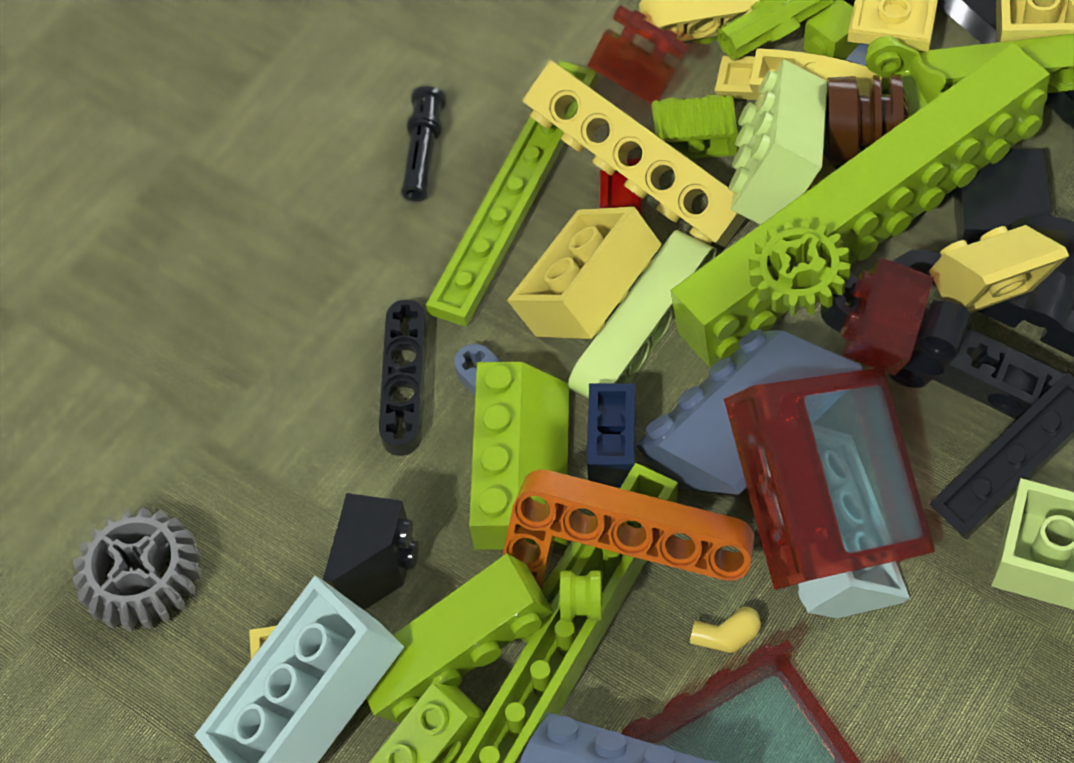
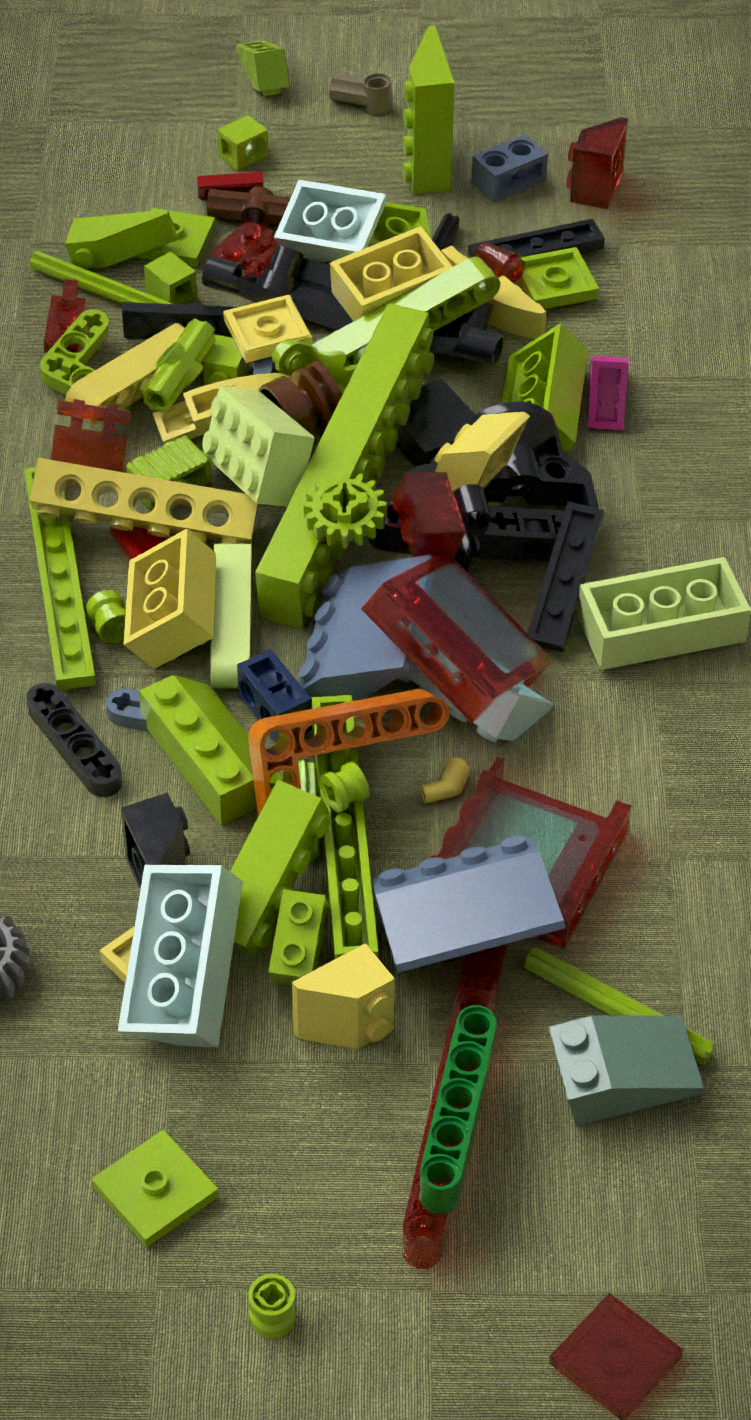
camera: 40 degrees left, 10 degrees down
(524, 250) = (108, 614): none -> lime wheel

